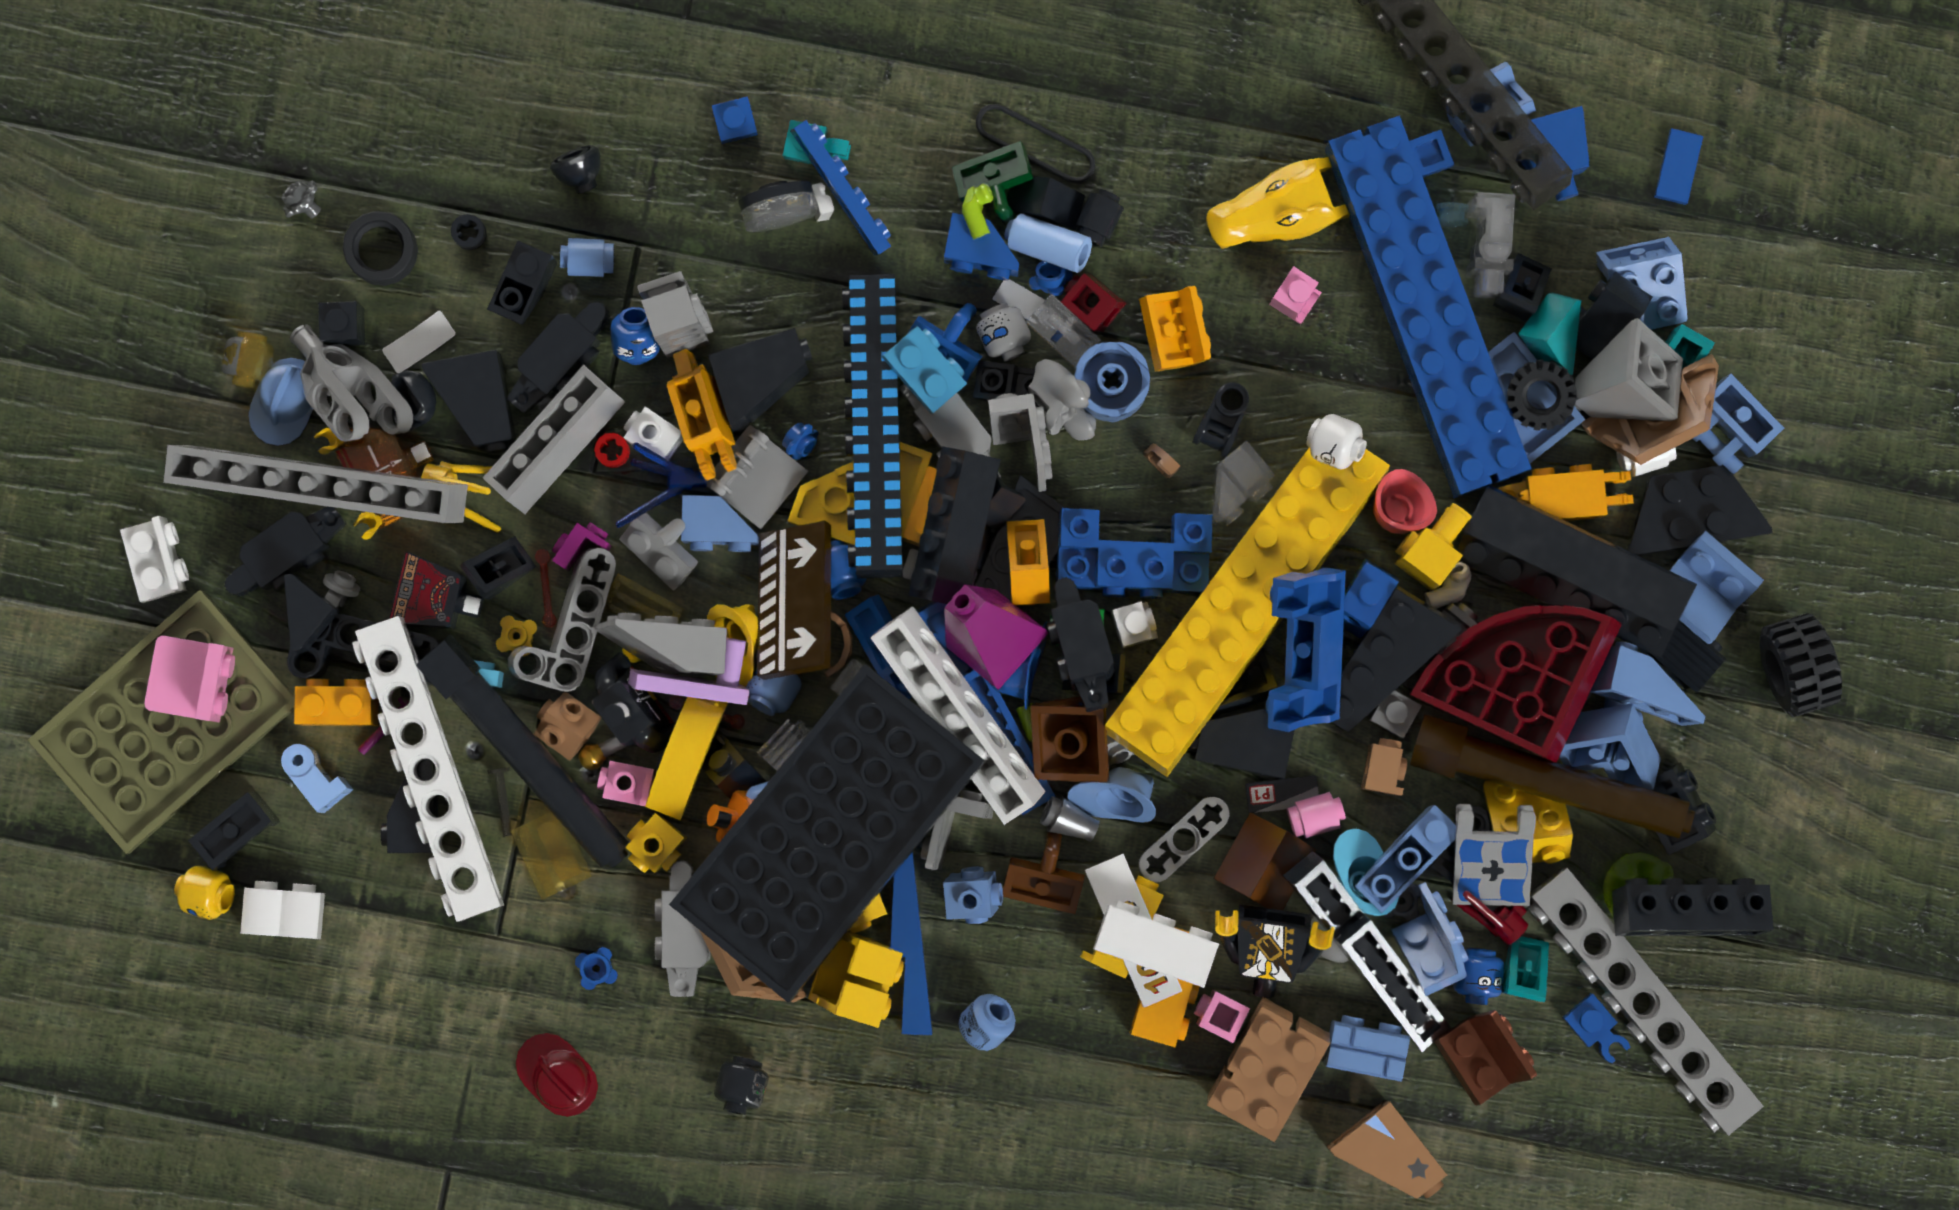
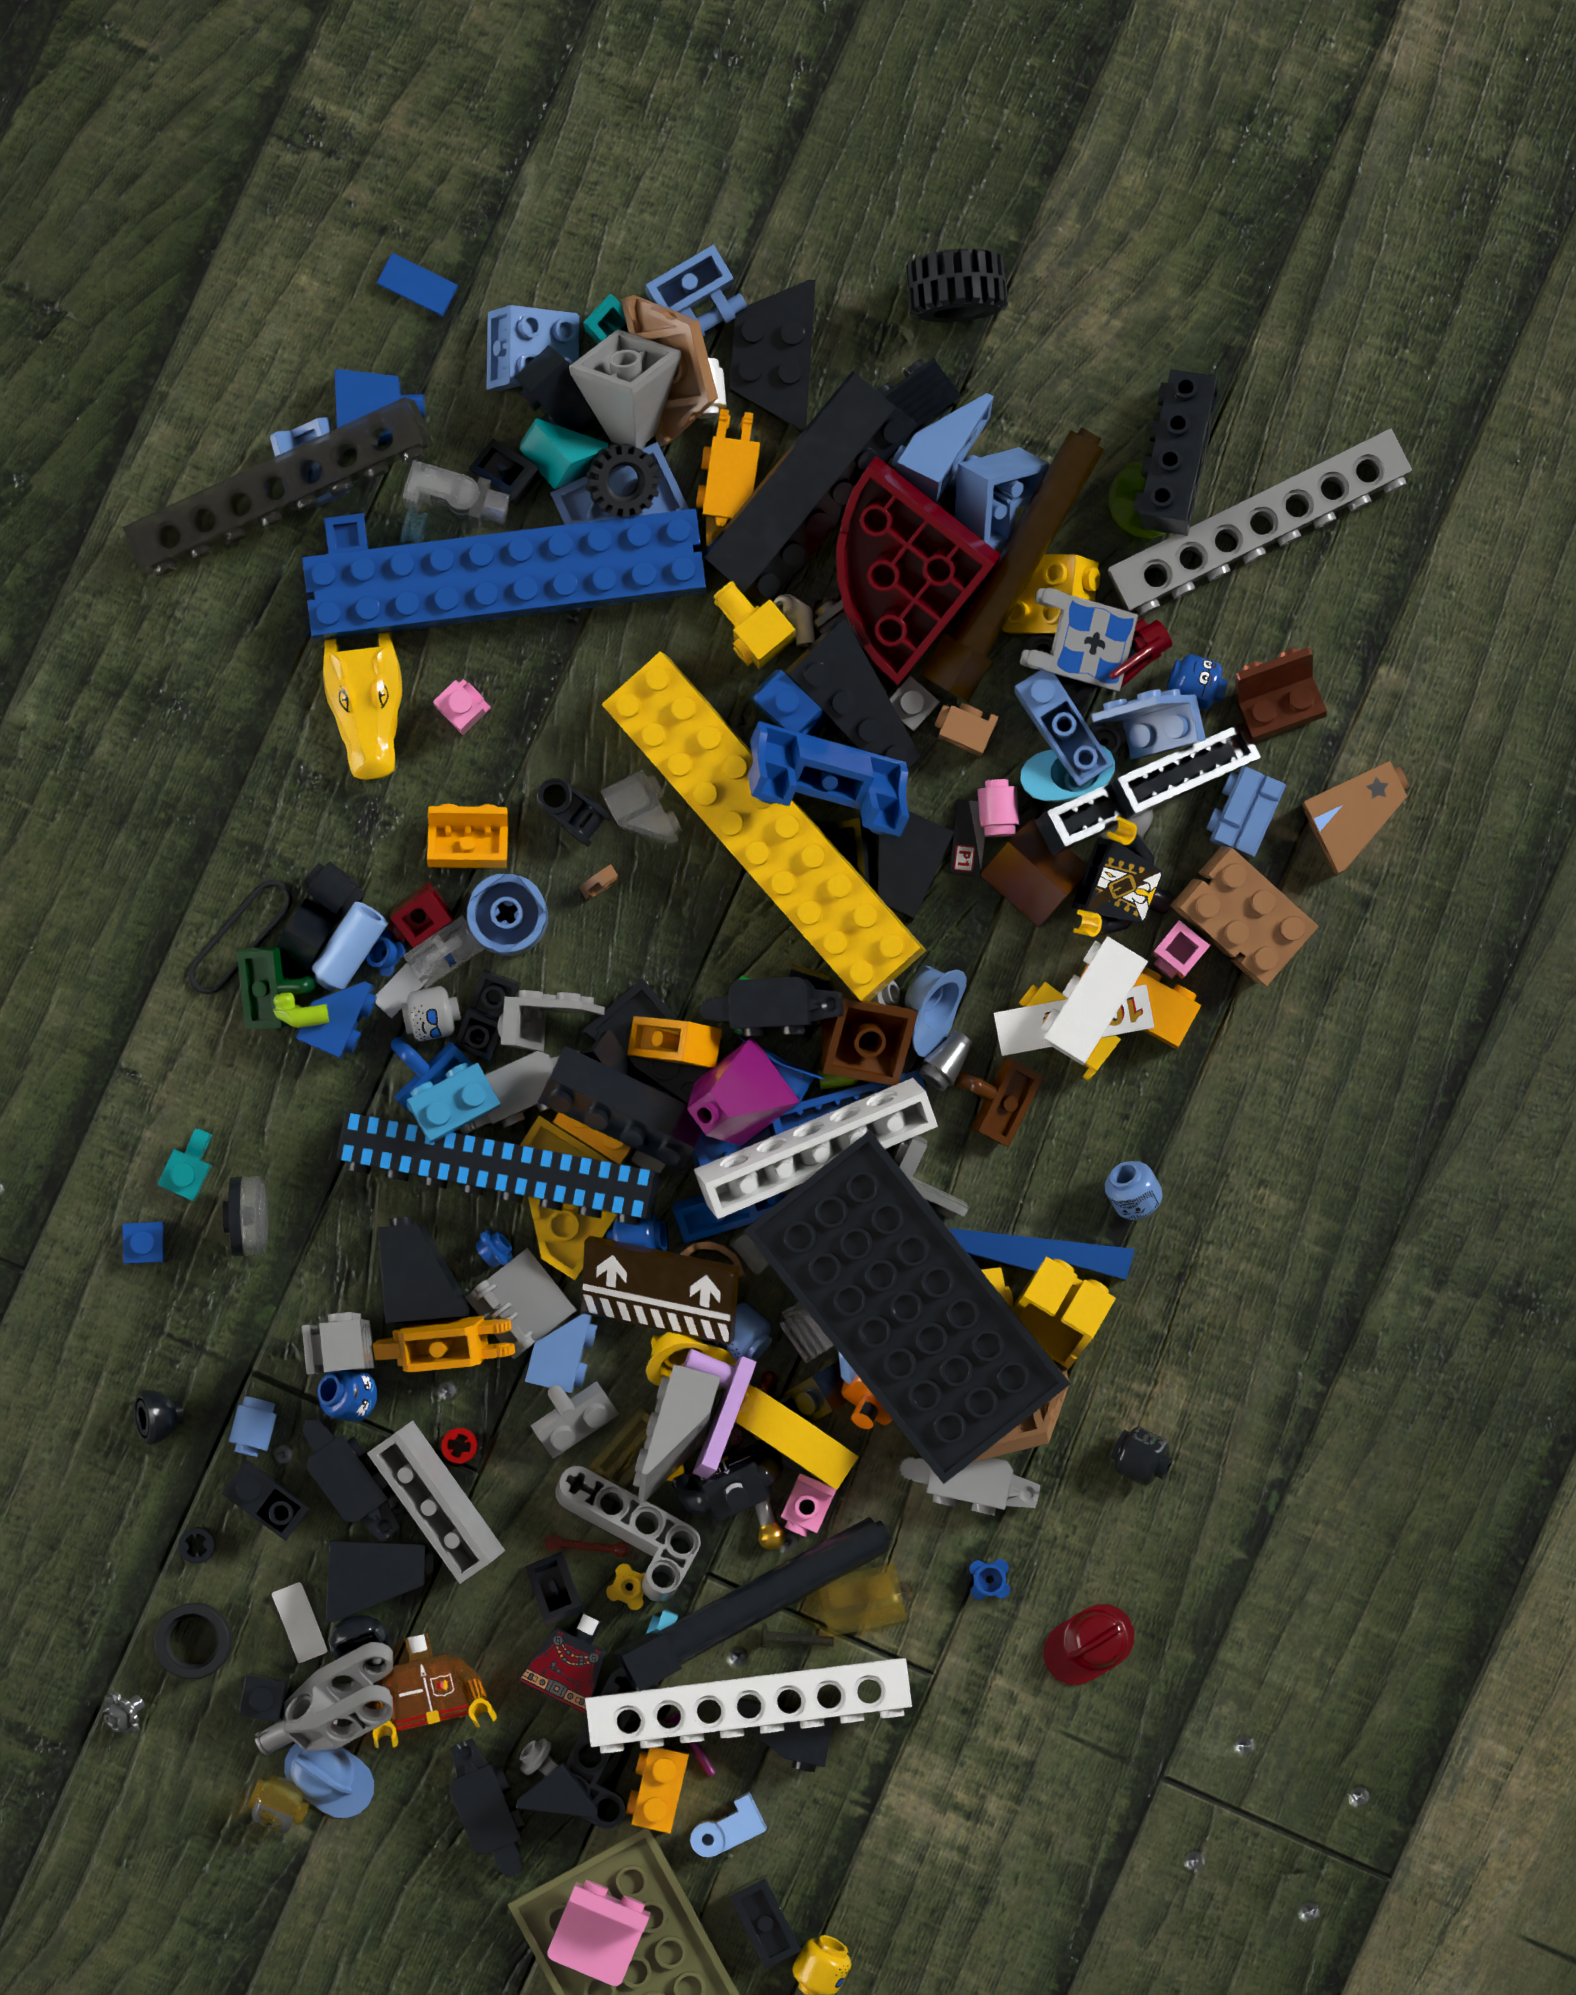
camera: 80 degrees left, 0 degrees up
(154, 559) = (464, 1947): white bracket -> none
(282, 912) = (859, 1890): white brick -> none
(316, 483) = (427, 1756): light grey brick -> none
(446, 472) = (451, 1631): yellow plant -> none
(566, 725) = (733, 1554): medium nougat brick -> none
(571, 545) = (549, 1510): magenta bracket -> none
(653, 433) = (454, 1399): white brick -> none
(669, 841) = (869, 1475): yellow brick -> none
(678, 479) = (506, 1384): clear blue plant -> none
(823, 202) = (253, 1168): white tile -> none
(851, 200) = (258, 1139): blue plate -> none
(972, 895) = (1001, 1176): medium blue brick -> none
(1062, 400) = (516, 968): light grey head -> none
(1132, 565) = (701, 936): blue bracket -> none
(1134, 624) = (762, 948): white brick -> none
(1198, 814) = (986, 918): light grey beam -> none
(1336, 441) = (625, 699): white head -> none
(1403, 503) = (700, 645): coral helmet -> none
(1526, 969) = (1201, 632): teal slope -> none
(1592, 1024) = (1270, 578): blue plate -> none
(1683, 785) = (1051, 432): black bracket -> none
(1720, 589) = (856, 345): medium blue bracket -> none

